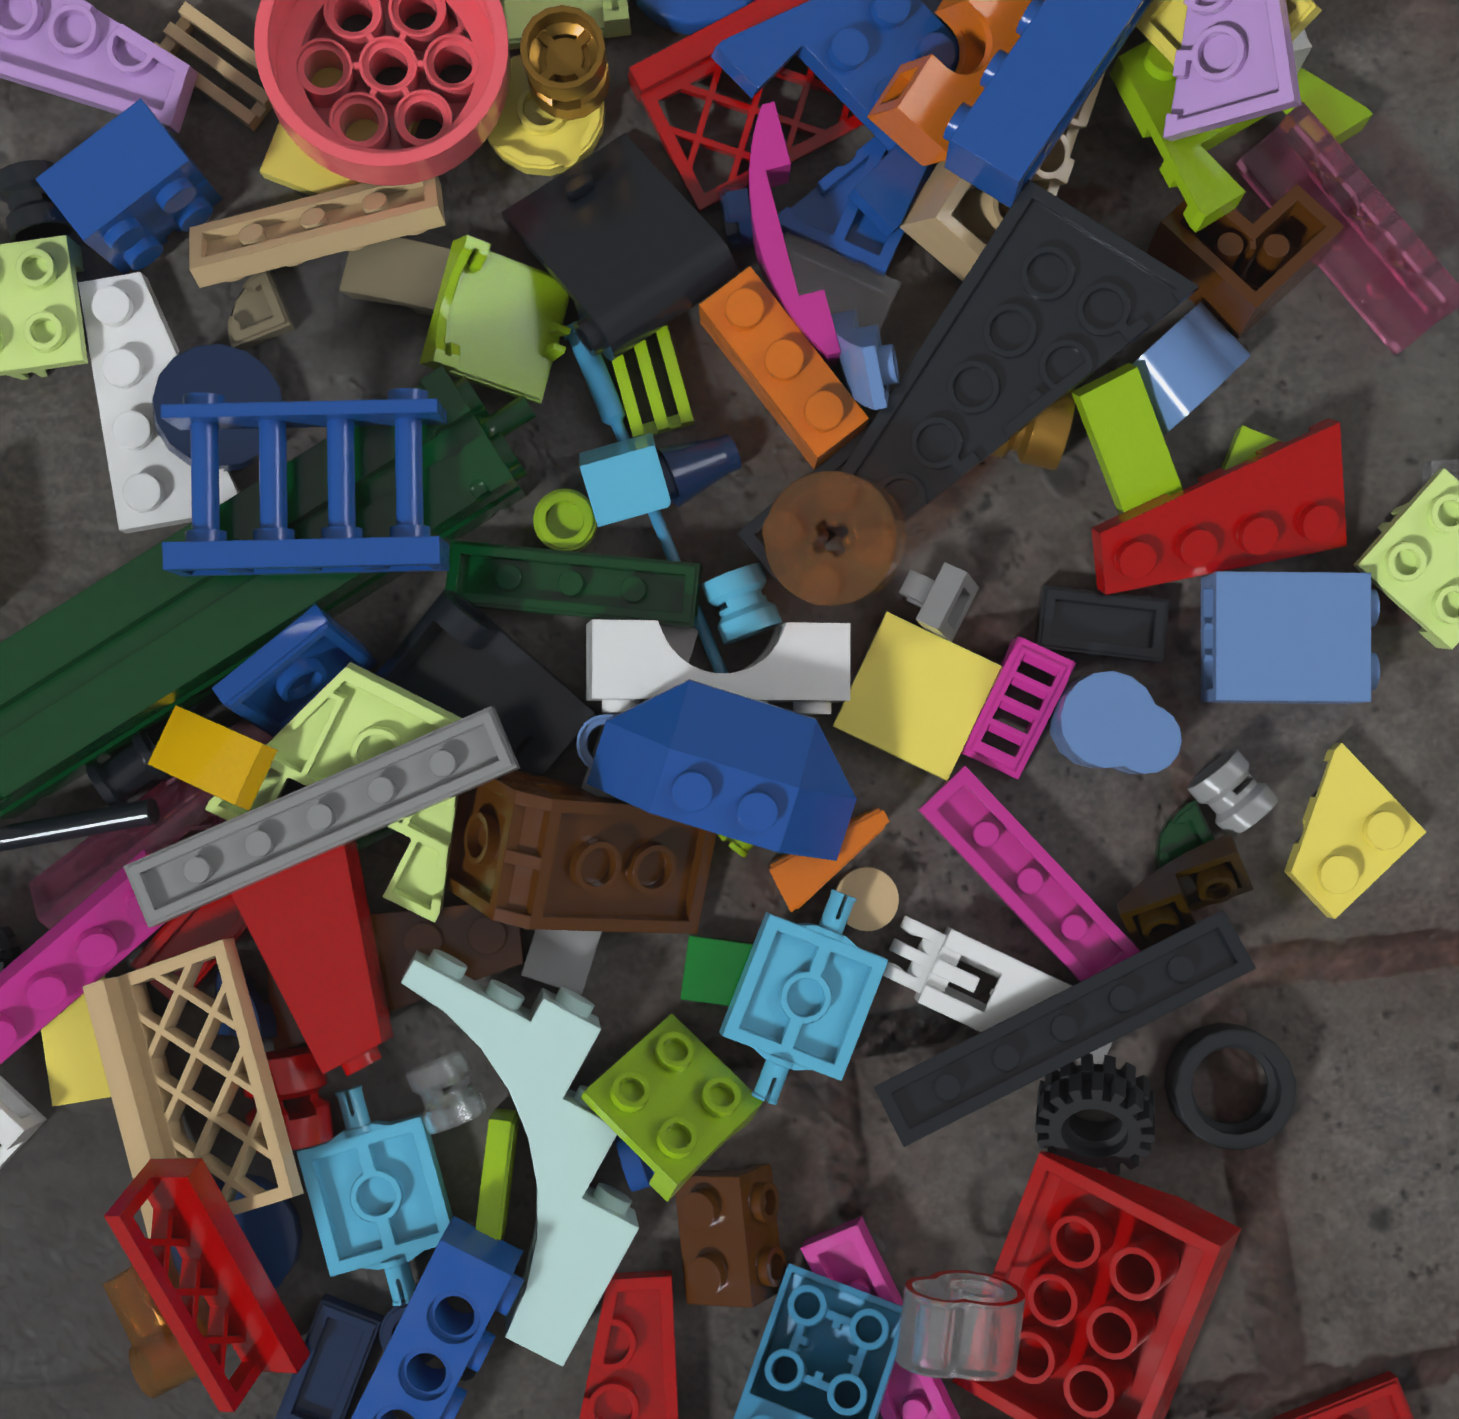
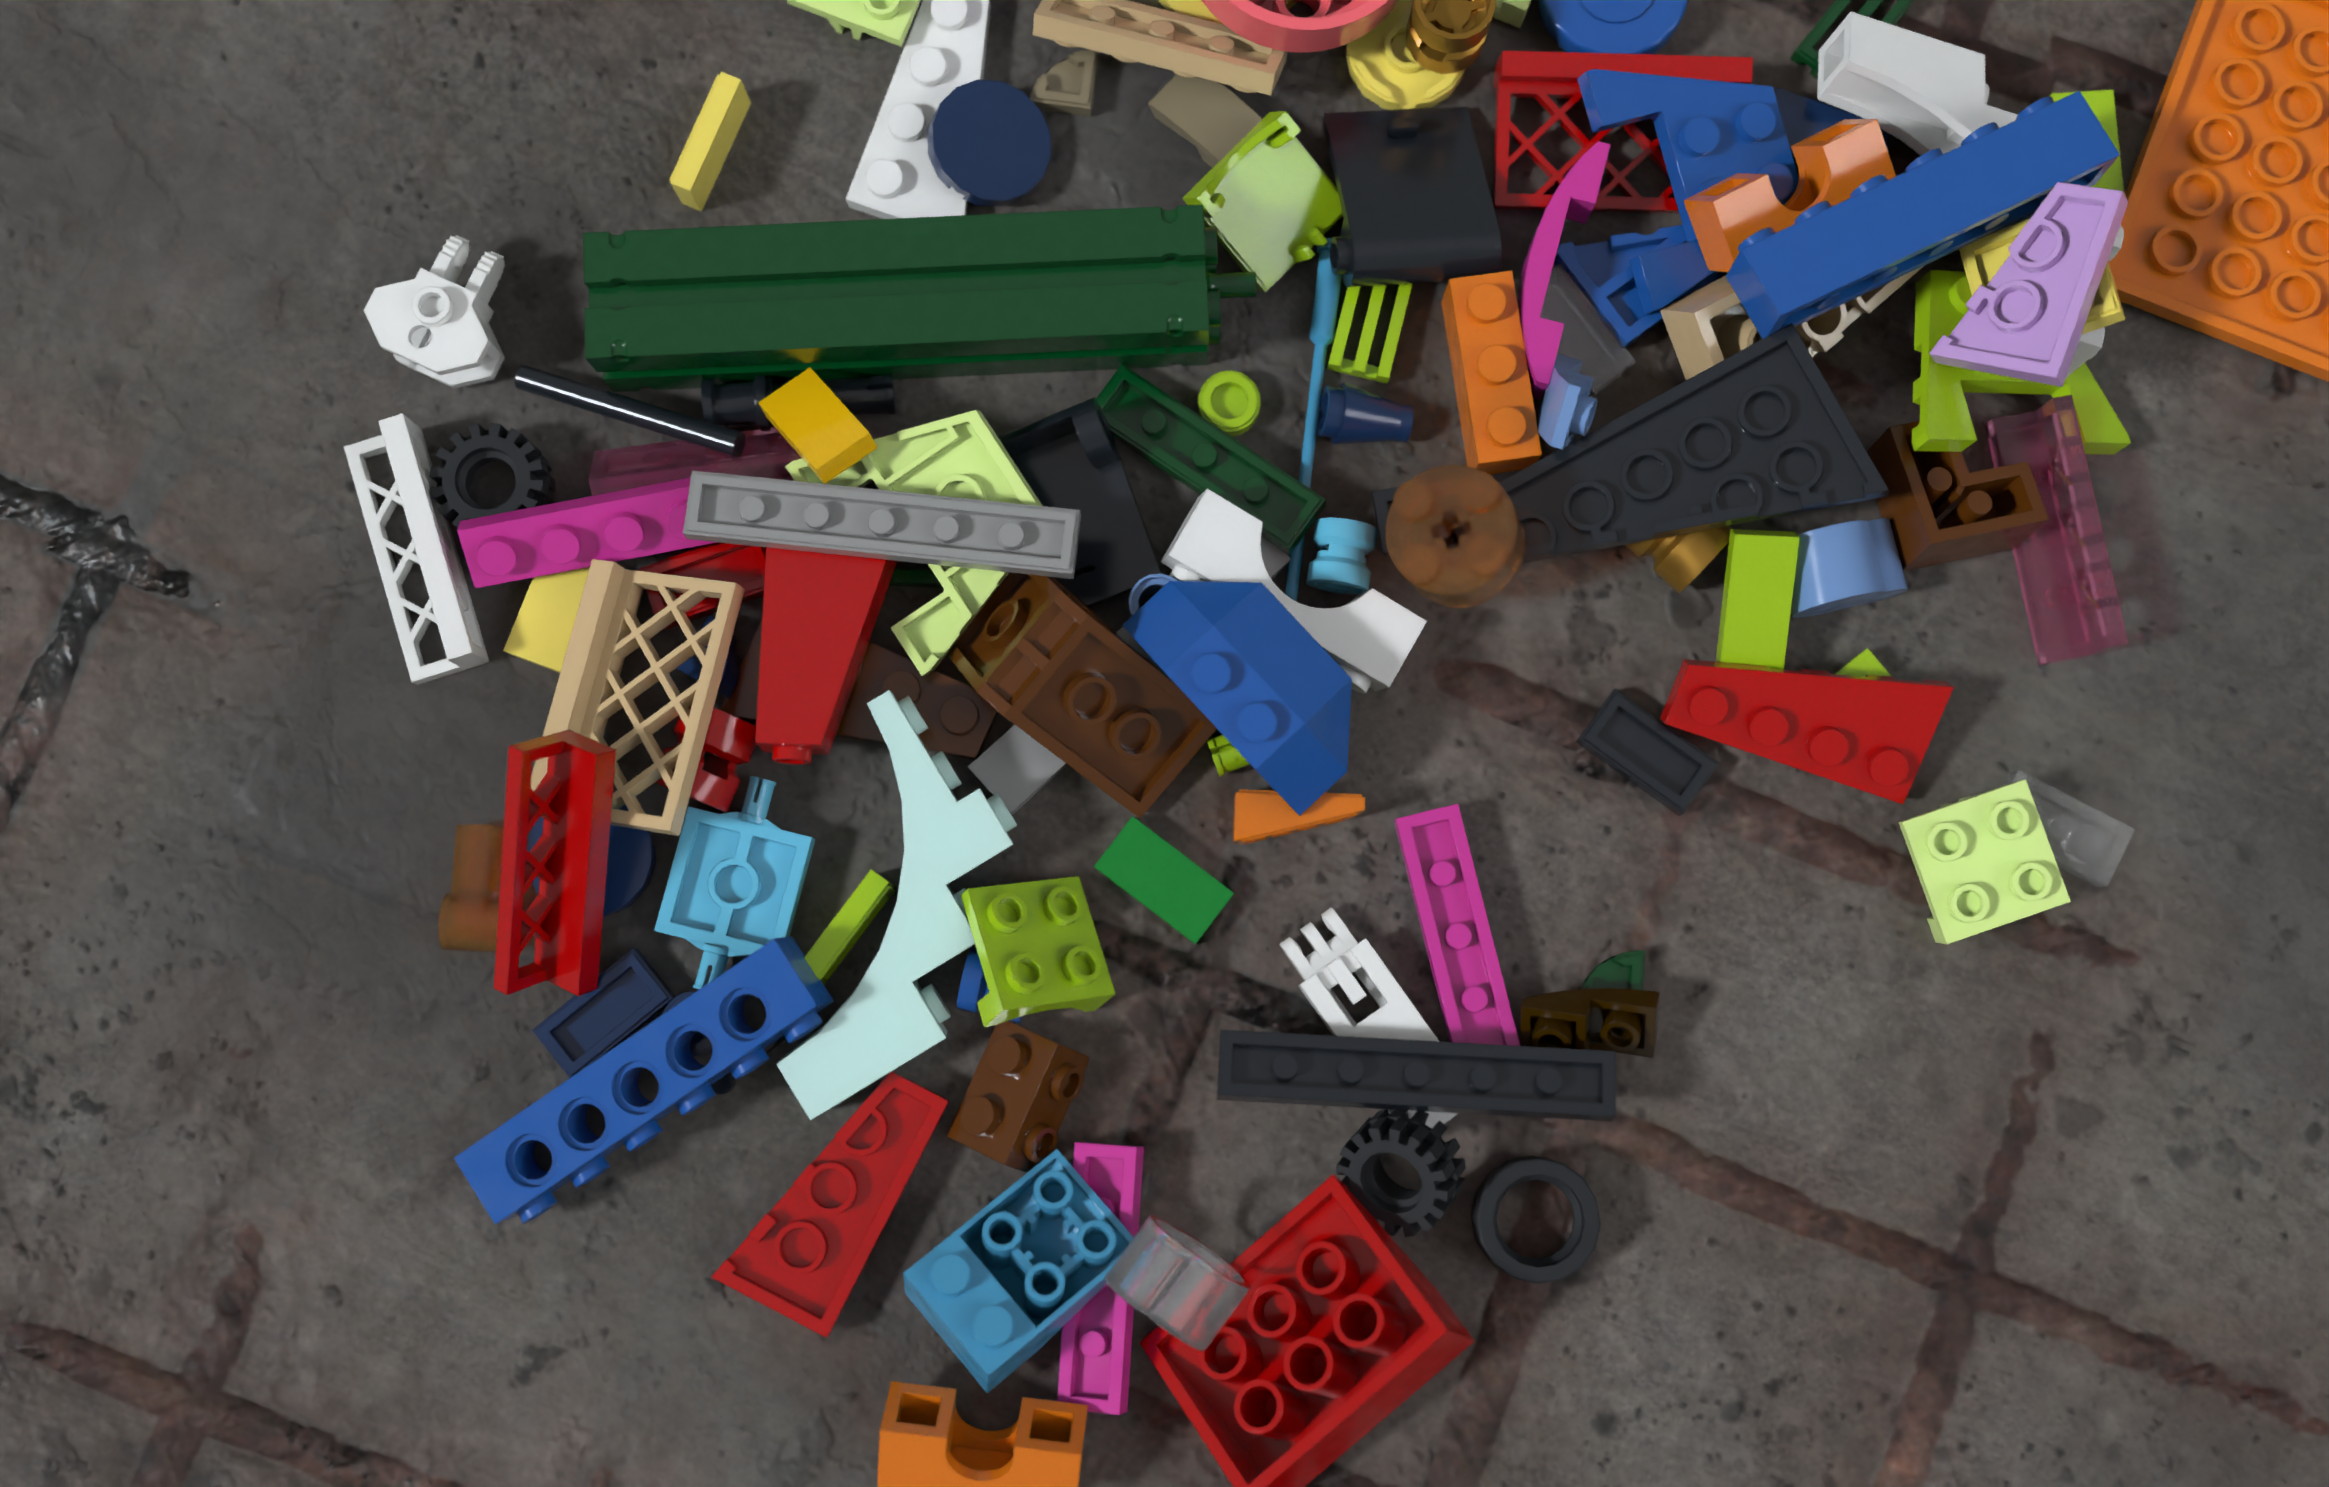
camera: 35 degrees right, 5 degrees down
(273, 544) = (1032, 304): blue fence -> none
(291, 670) = (924, 389): blue plate -> none
(453, 1105) = (846, 844): clear wheel -> none
(624, 479) = (1300, 393): medium azure panel -> none
(736, 216) = (1523, 228): dark blue tile -> none
(803, 996) = (1203, 921): medium azure plate -> none
(875, 897) = (1305, 873): tan tile -> none
(916, 696) = (1448, 722): light yellow tile -> none
(941, 601) = (1518, 651): light grey tile -> none
(1049, 694) = (1575, 747): dark pink slope -> none
(1114, 725) = (1607, 841): medium blue piece -> none
(1232, 793) = (1681, 961): light grey wheel -> none
(1288, 637) = (1806, 854): medium blue brick -> none
(1348, 834) = (1765, 1060): light yellow wing -> none

